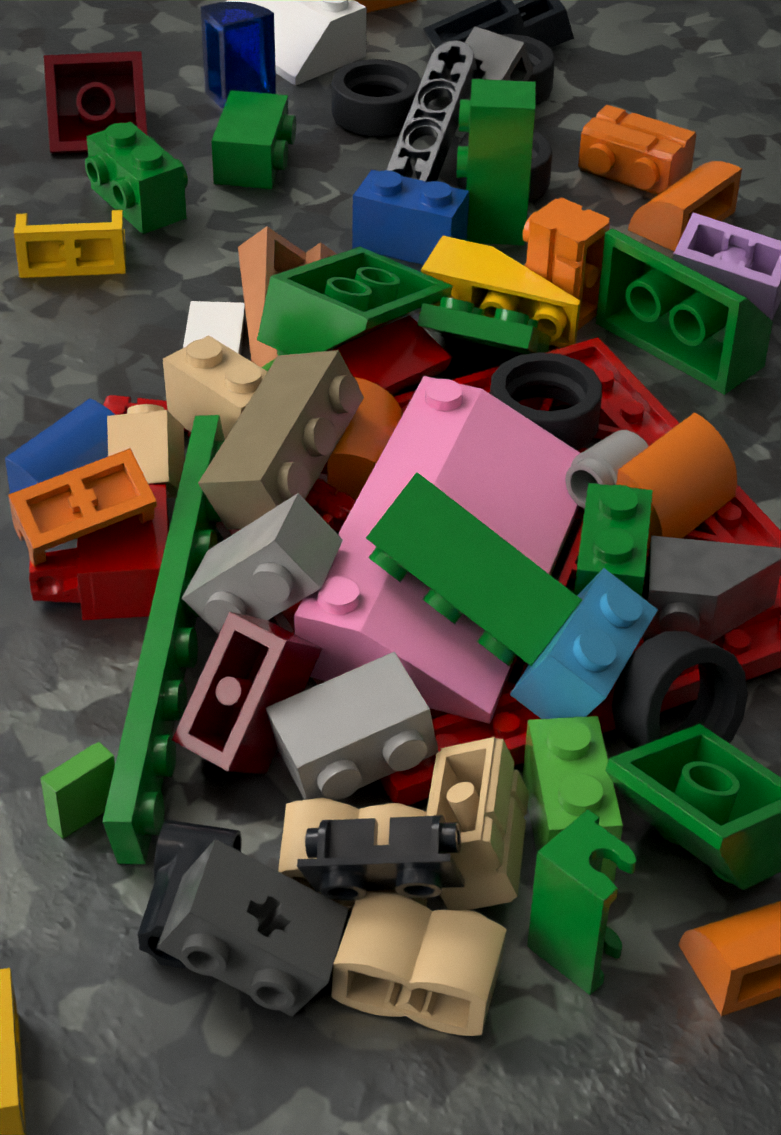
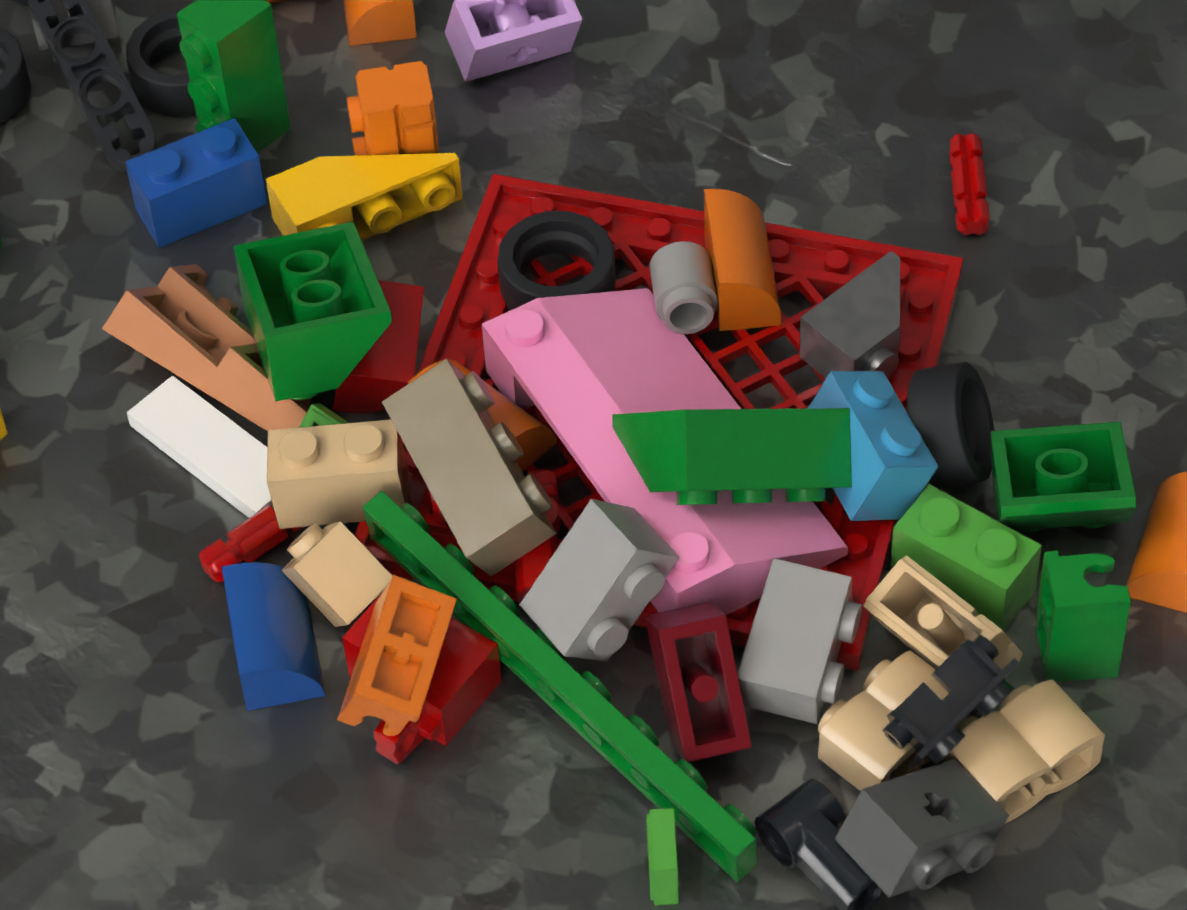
camera: 45 degrees left, 10 degrees up
(467, 323) = (428, 234): green plate -> none
(614, 535) = (774, 349): green brick -> none
(680, 315) = (530, 106): green slope -> none

